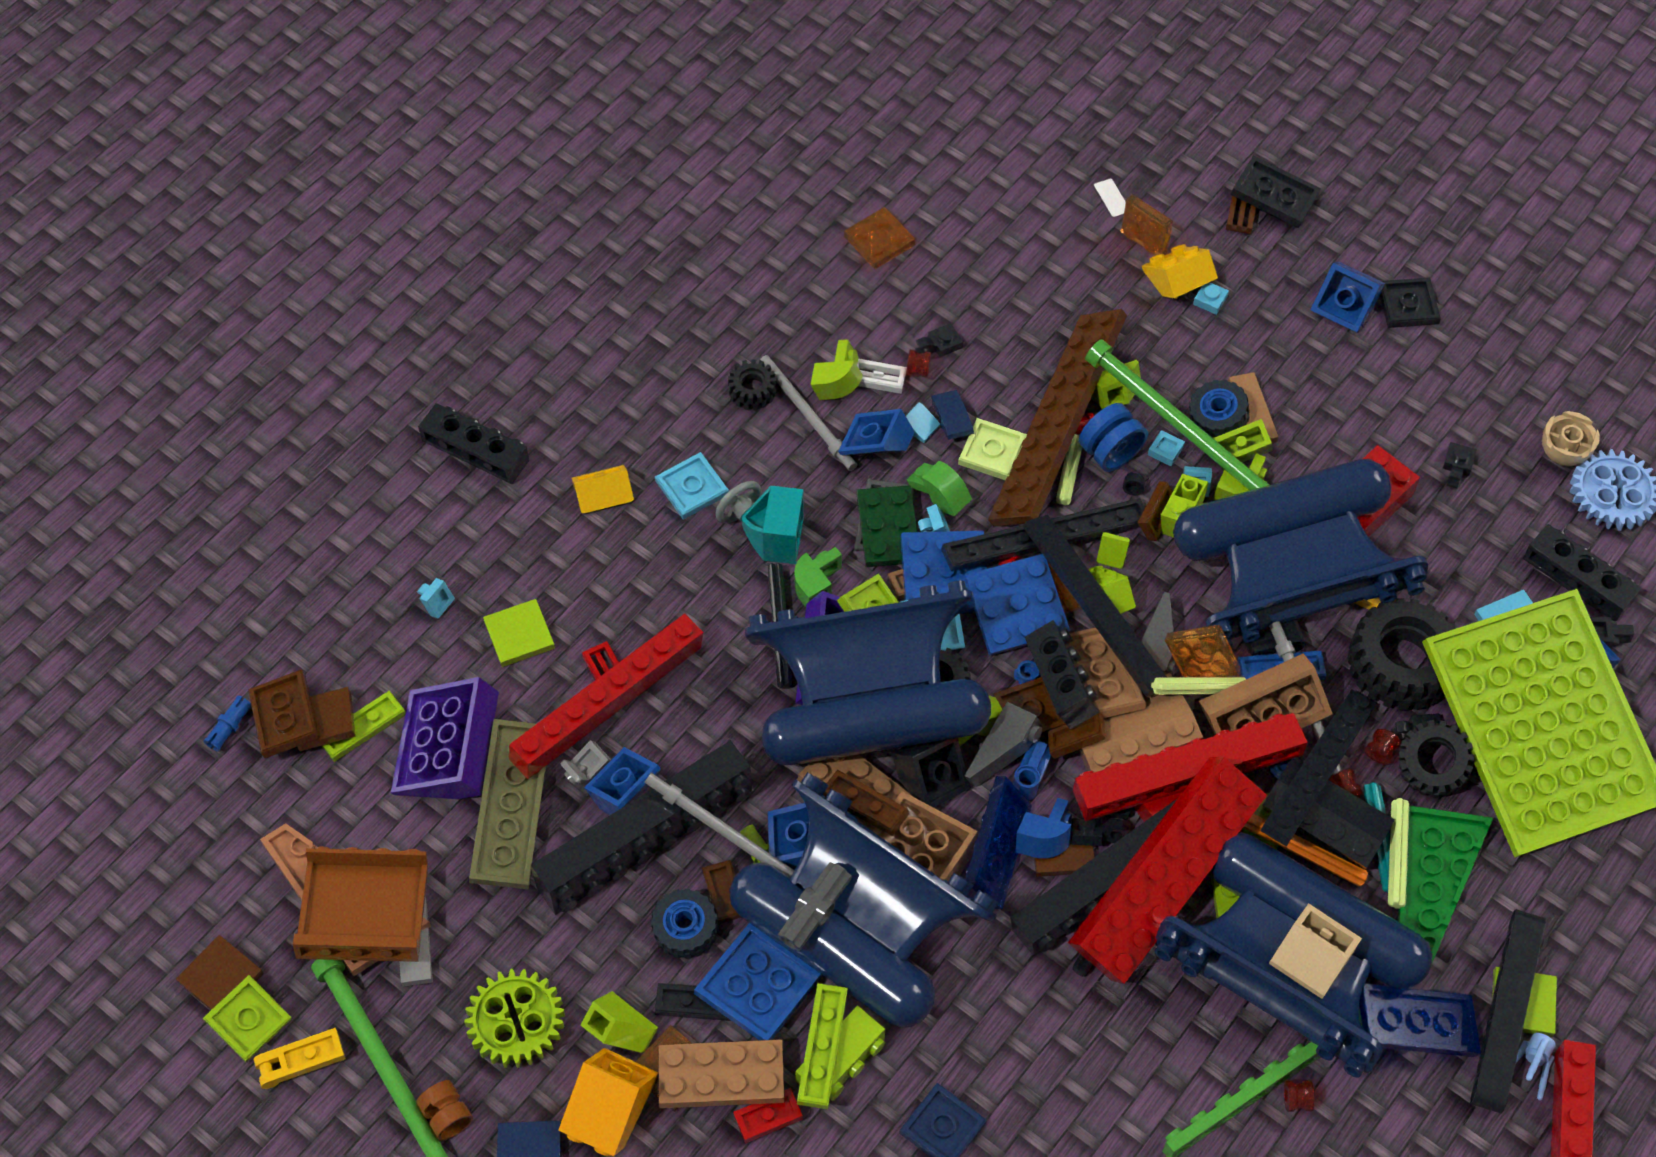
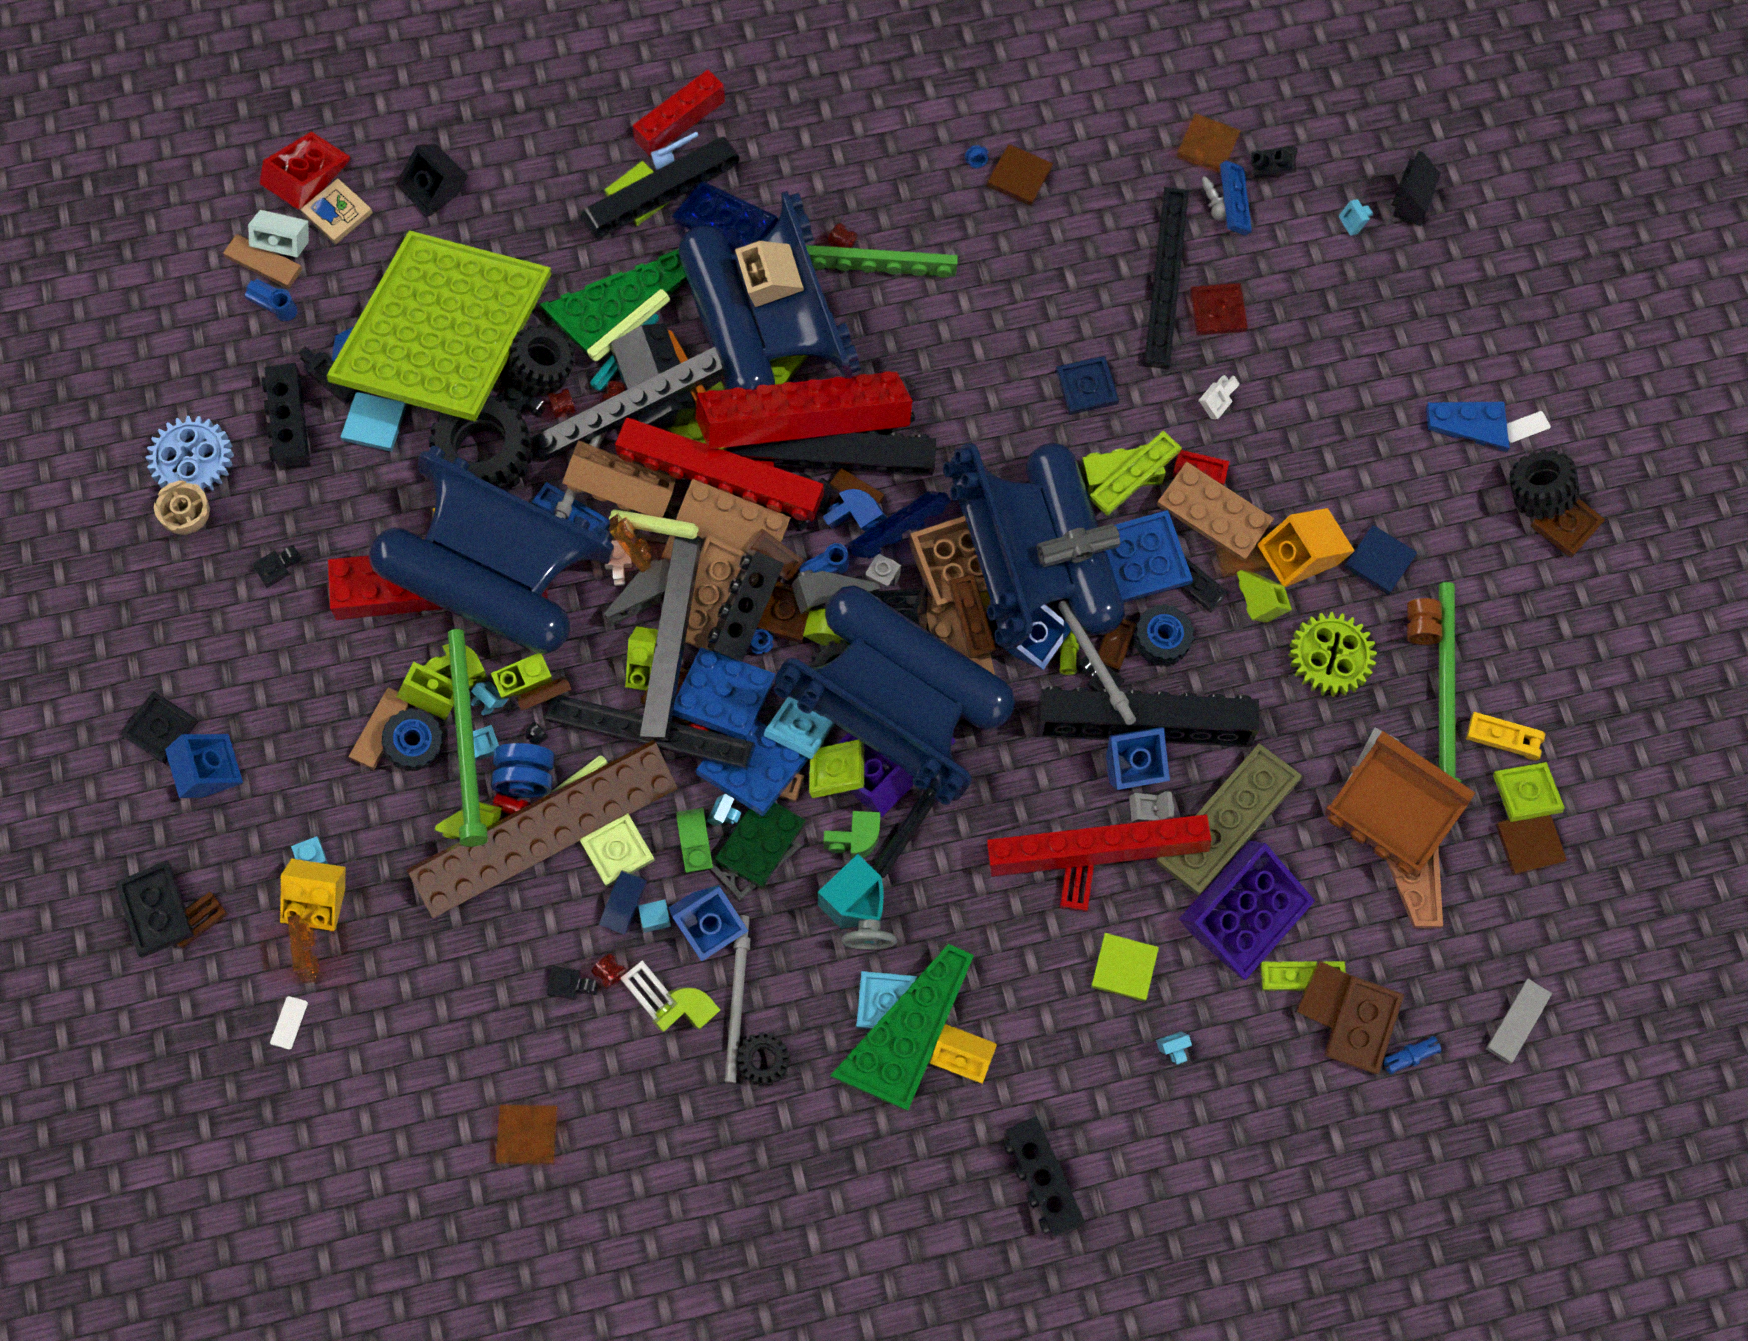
camera: 145 degrees left, 10 degrees up
(147, 814) = (1518, 1021): none -> light grey tile
(655, 459) = (901, 1044): none -> green wing
(709, 848) = (1095, 683): none -> black plate
(974, 795) = (884, 571): none -> light grey bracket
(1113, 550) = (607, 689): lime slope -> none

